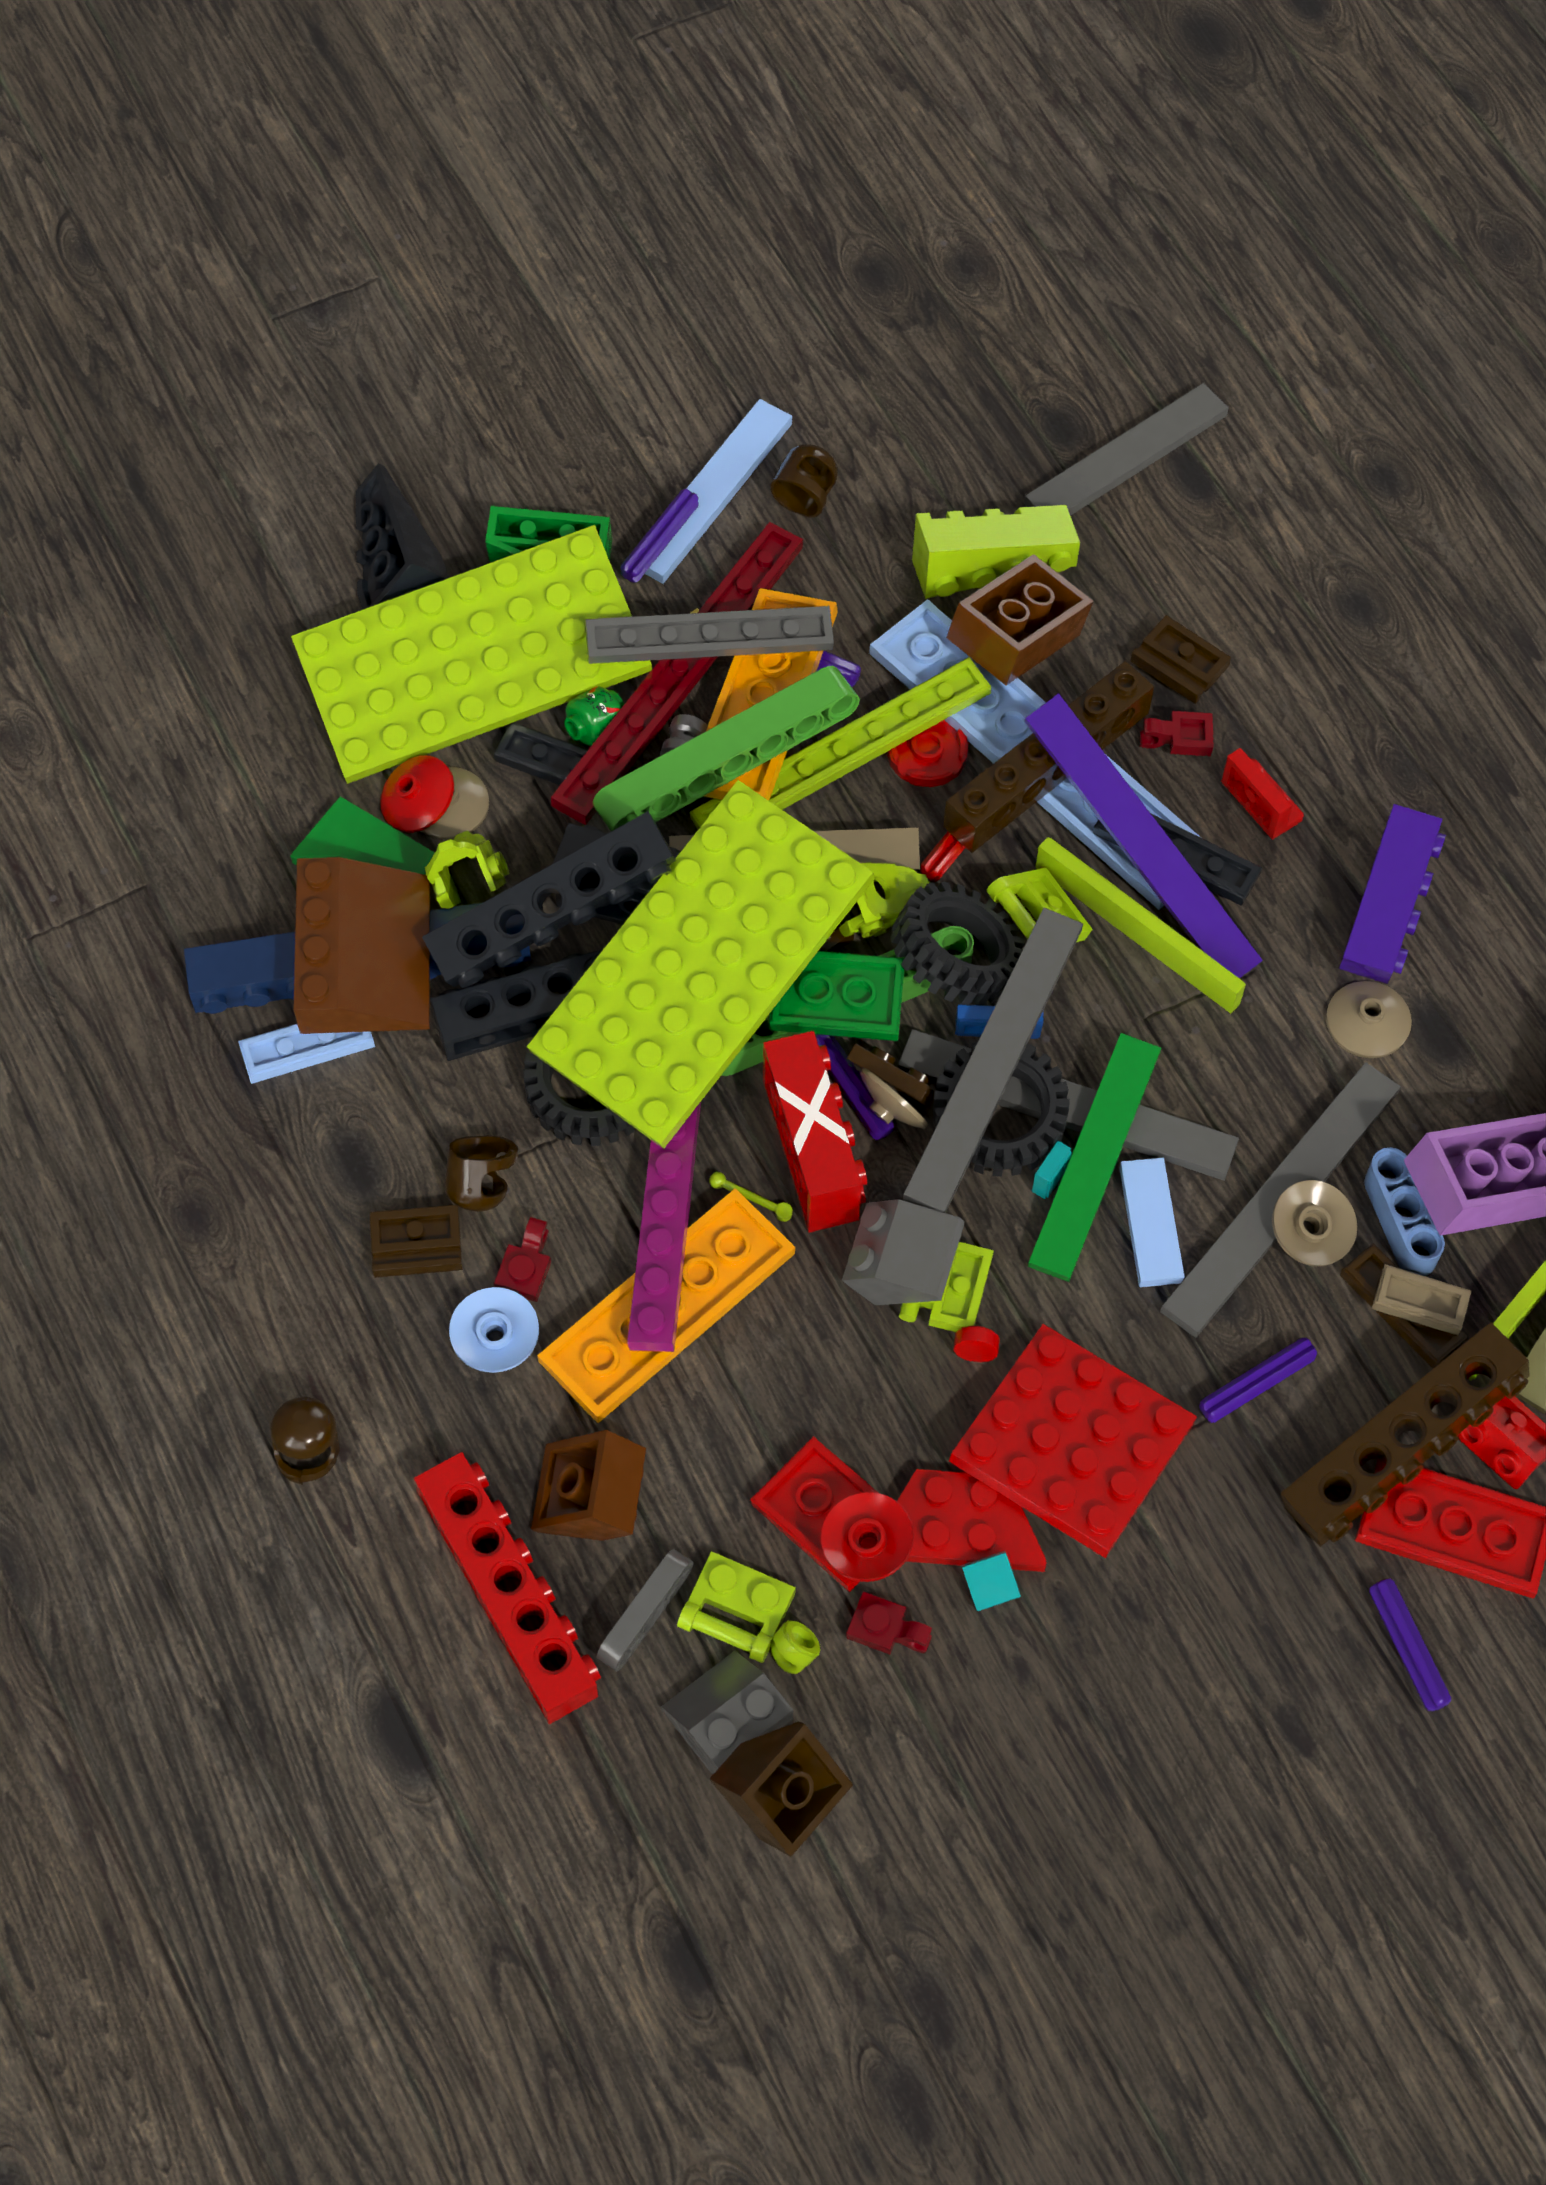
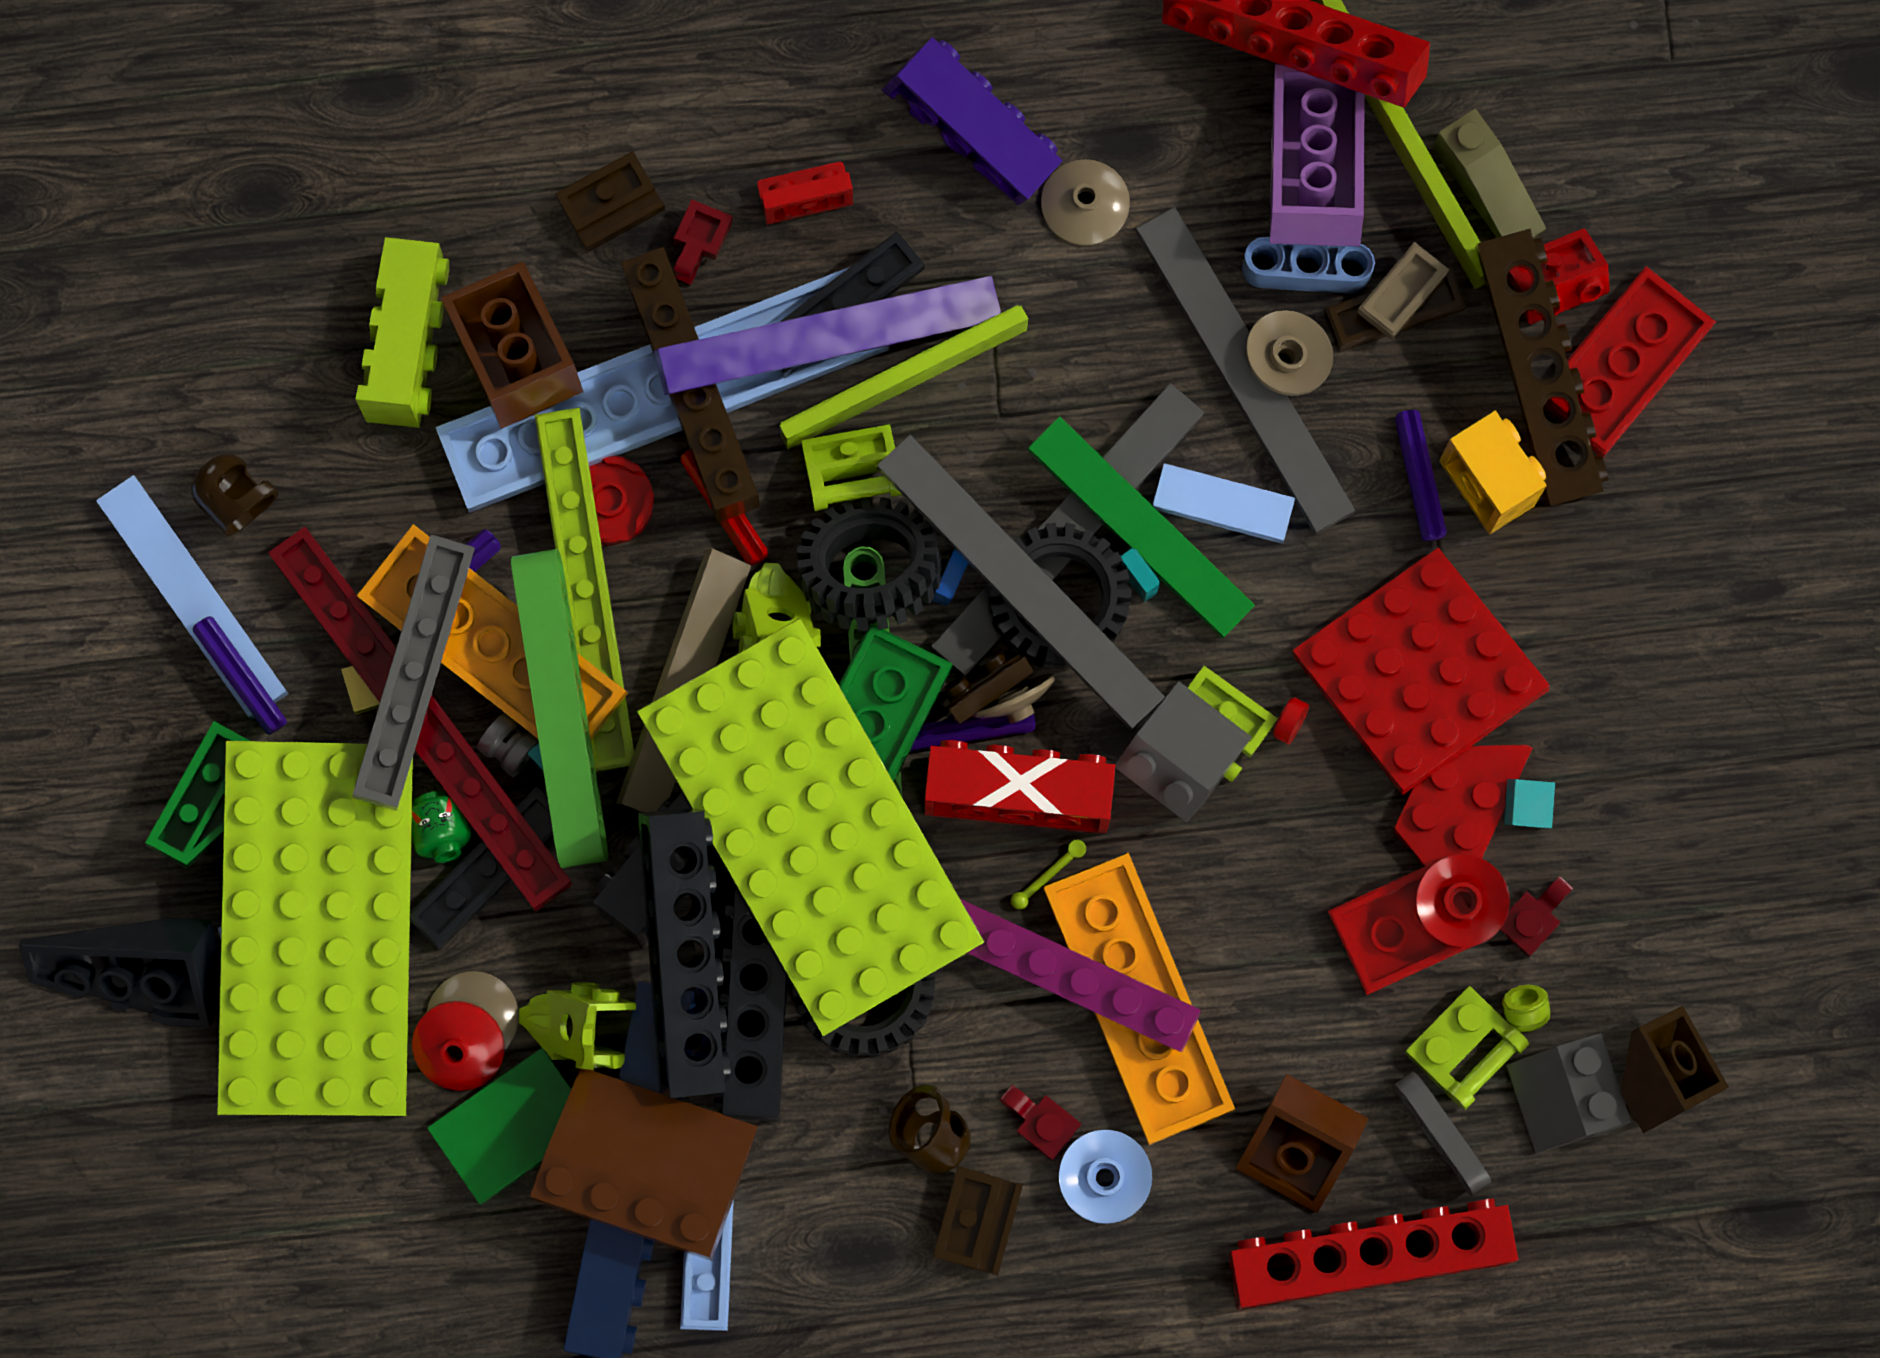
camera: 70 degrees left, 15 degrees up
(1131, 451) = (330, 145): dark grey tile -> none
(1288, 1430) = (1493, 471): none -> yellow brick
(1410, 1645) = (1721, 454): dark purple axle -> none

